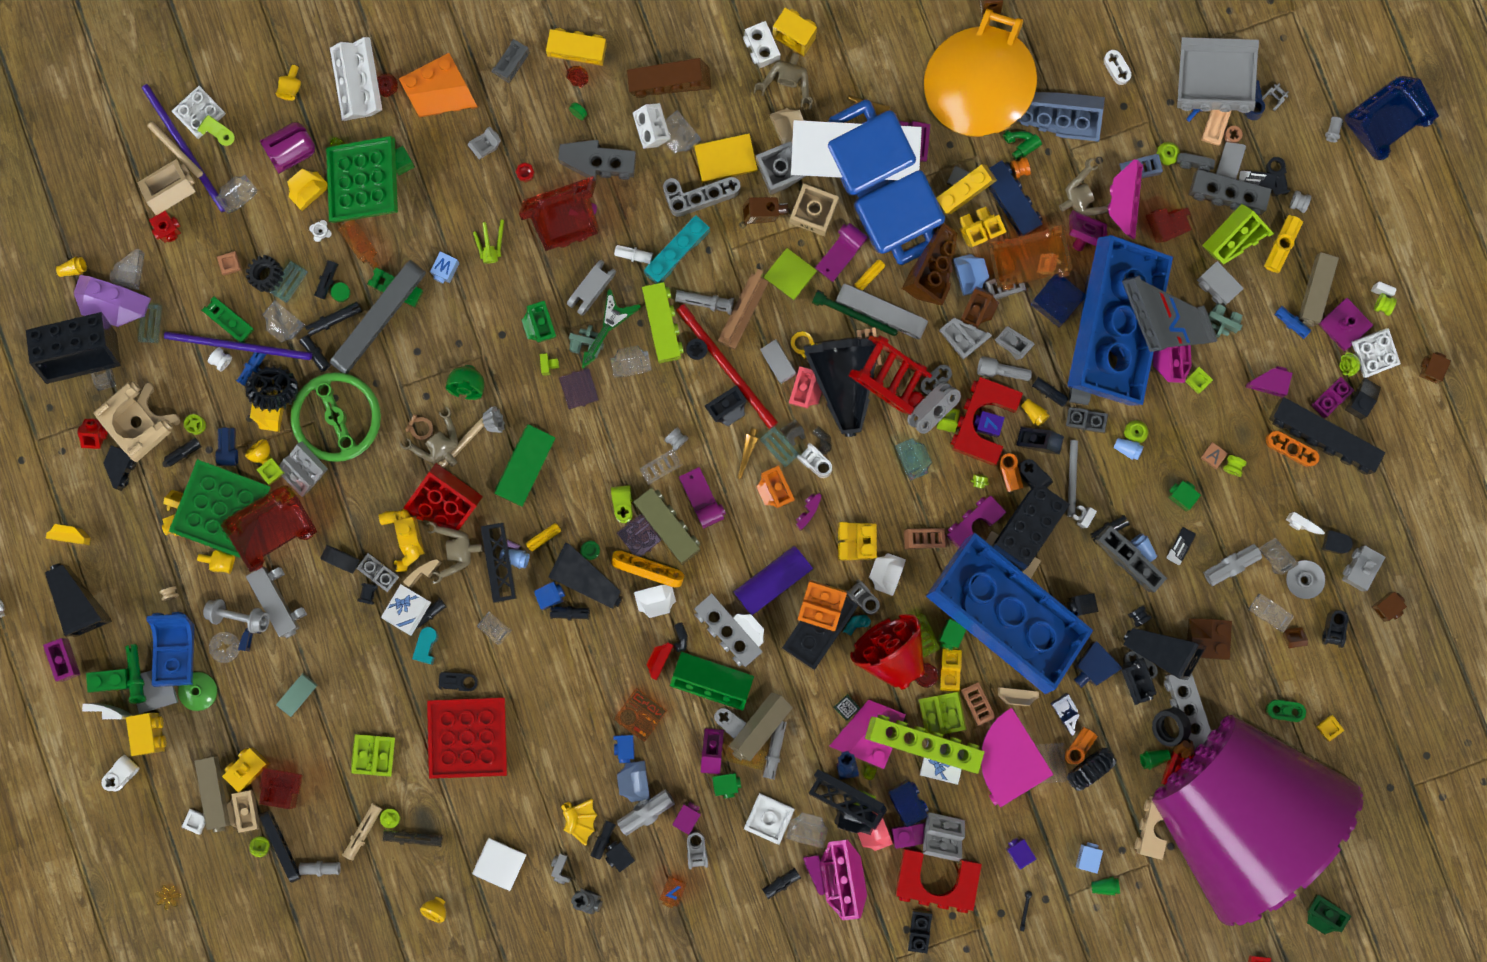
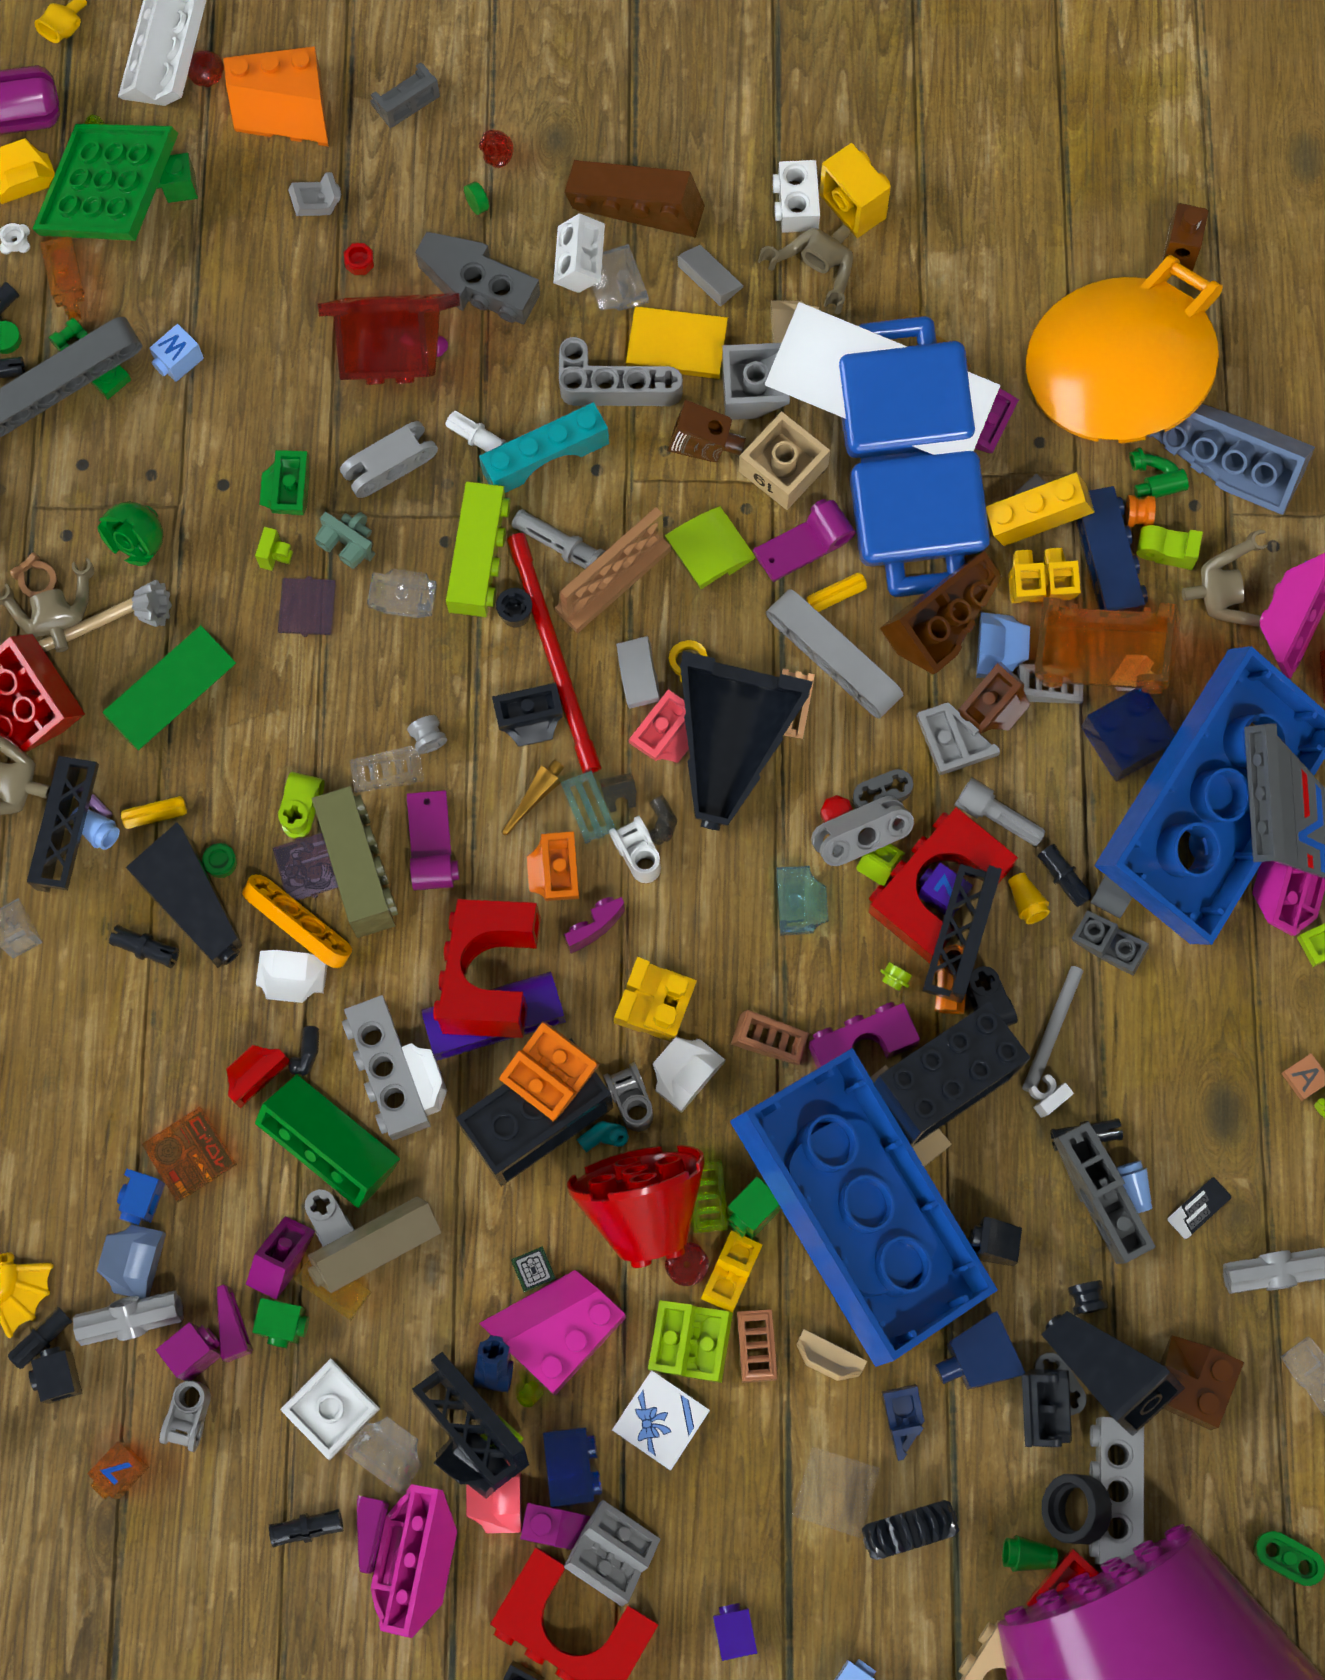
camera: 25 degrees right, 10 degrees down
(489, 254) = (252, 355): lime plant -> none
(549, 595) = (122, 904): blue slope -> none
(576, 46) = (512, 107): yellow brick -> none
(612, 318) = (402, 514): green piece -> none
(703, 799) = (232, 1331): none -> magenta slope
(728, 110) = (709, 274): none -> light grey slope
(747, 538) = (474, 929): none -> red arch
(772, 758) = (384, 1295): light grey pin -> none
(820, 299) = (742, 600): dark green piece -> none
(876, 385) = (777, 754): red fence -> none
(877, 733) = (702, 1439): lime brick -> none
(1011, 760) = (776, 1462): dark pink brick -> none
(1014, 343) = (1032, 775): light grey slope -> none
(1016, 448) = (974, 936): none -> black fence
(1040, 440) = (1021, 946): black slope -> none
(1043, 182) = (1169, 546): none -> lime leg
(1081, 744) = (908, 1483): orange piece -> none
(1085, 230) = (1212, 638): magenta tile -> none
(1129, 448) = (1165, 1013): light blue cone -> none
(1142, 430) = (1179, 998): lime plate -> none
(1184, 495) = (1232, 1122): green brick -> none
(1185, 748) = (1087, 1555): reddish brown plate -> none

